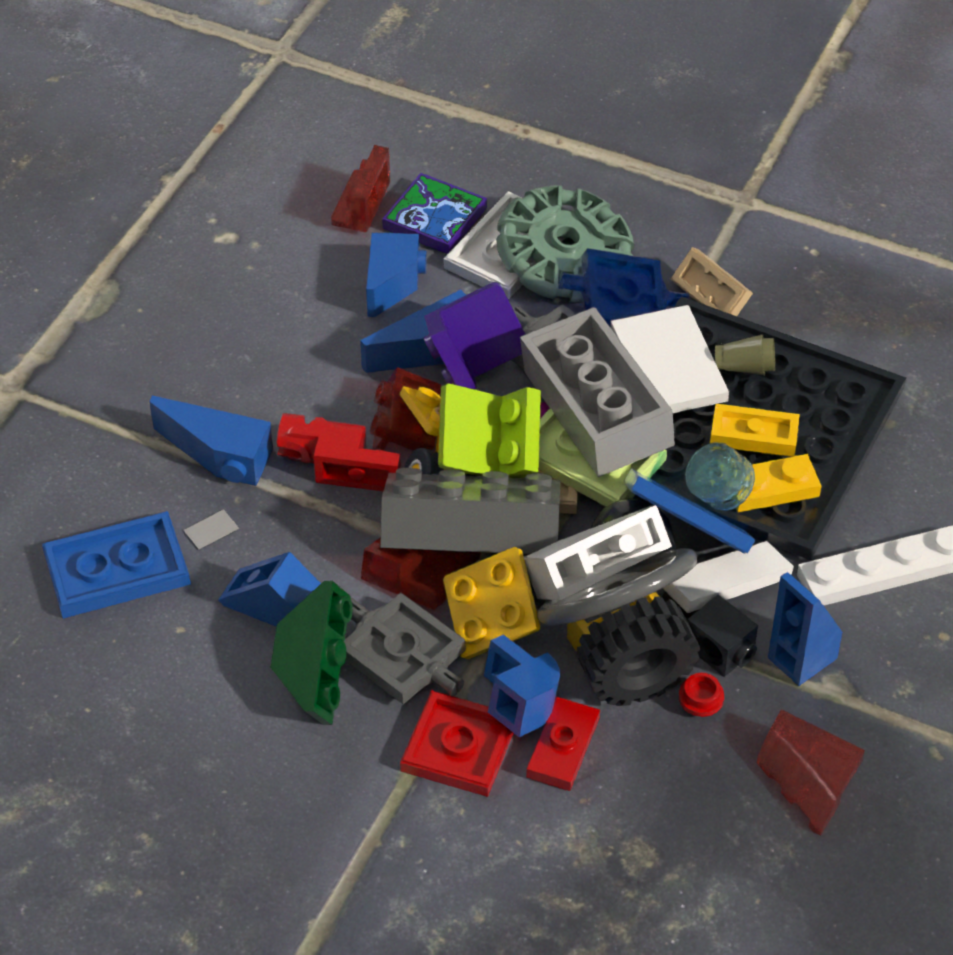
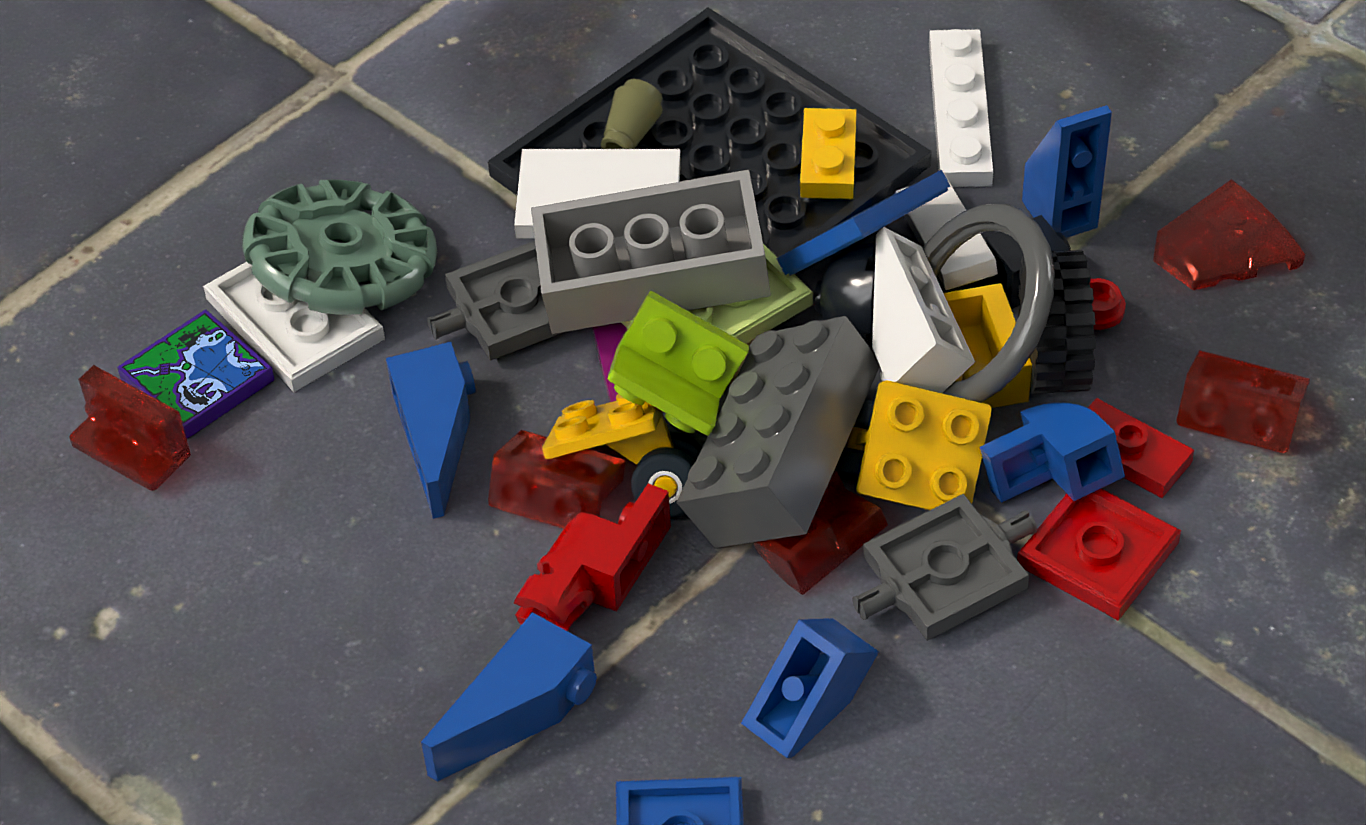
camera: 70 degrees left, 0 degrees up
(211, 529) = (654, 745): light grey sticker -> none
(312, 649) = (941, 648): dark green slope -> none
(393, 270) = (288, 437): blue slope -> none
(474, 334) = (484, 362): dark purple bracket -> none
(620, 285) = (457, 209): clear blue plate -> none
(637, 805) = (1242, 401): none -> clear red bracket
(710, 283) = (476, 132): tan plate -> none
(718, 475) = (823, 182): clear light blue wheel -> none
(755, 429) = (750, 138): yellow plate -> none

